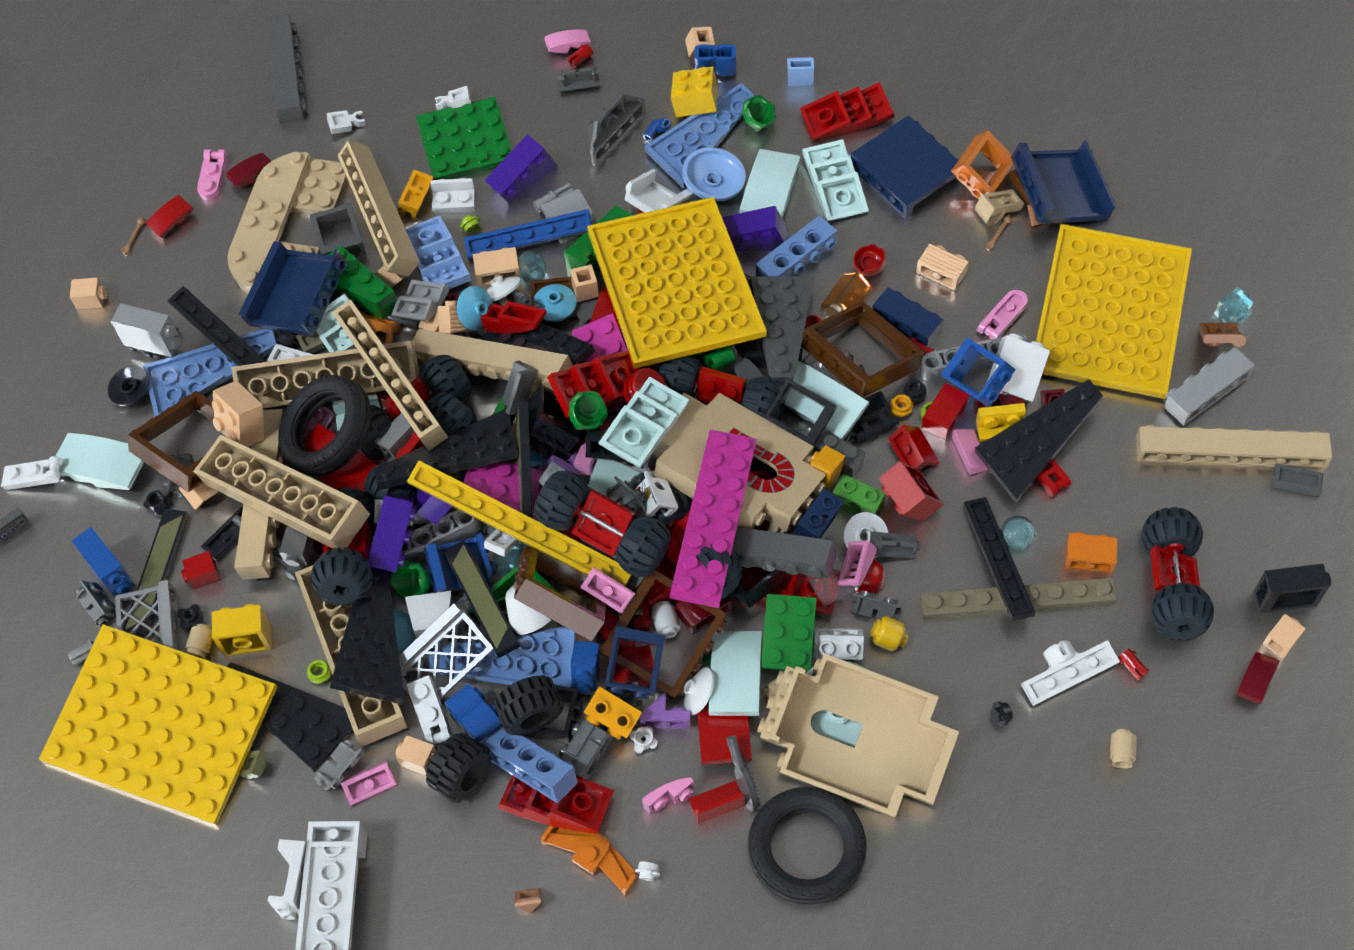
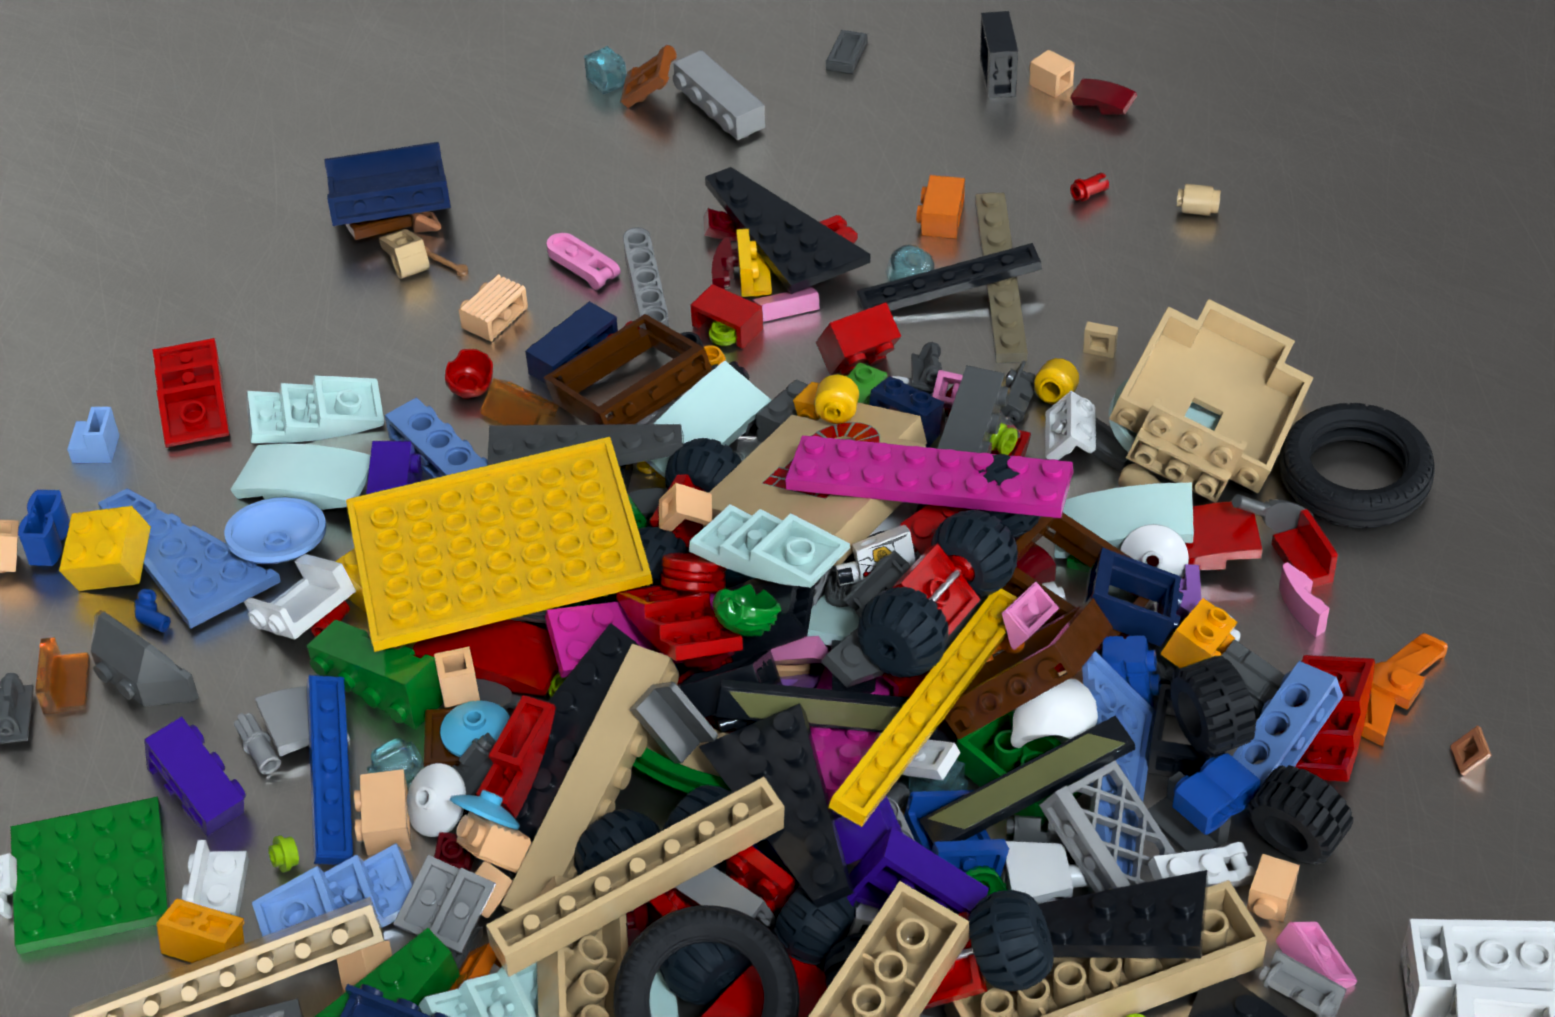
camera: 90 degrees left, 15 degrees down
(601, 93) = (61, 679): none -> clear orange panel
(647, 871) = (1411, 624): white plate -> none
(702, 382) = (684, 503): none -> light nougat panel
(758, 112) = (167, 484): green hair -> none
(788, 632) = (1094, 456): green brick -> none
(806, 463) = (836, 399): none -> yellow head
(807, 587) = (1004, 440): none -> lime bush
(822, 421) = (740, 398): black window -> none
(904, 165) = (314, 331): dark blue panel -> none
(913, 447) = (782, 353): red panel -> none
(941, 666) = (1100, 339): none -> tan plate
(968, 354) = (668, 279): blue window -> none
(994, 152) = (339, 251): orange window -> none
(1001, 713) = (1161, 292): black plate -> none
(1029, 363) = (678, 237): white brick -> none
(1068, 669) = (1099, 234): white plate -> none
(1113, 310) = (589, 168): yellow plate -> none
(1181, 605) = (1028, 127): black plate -> none
(1233, 447) = (801, 97): tan brick -> none

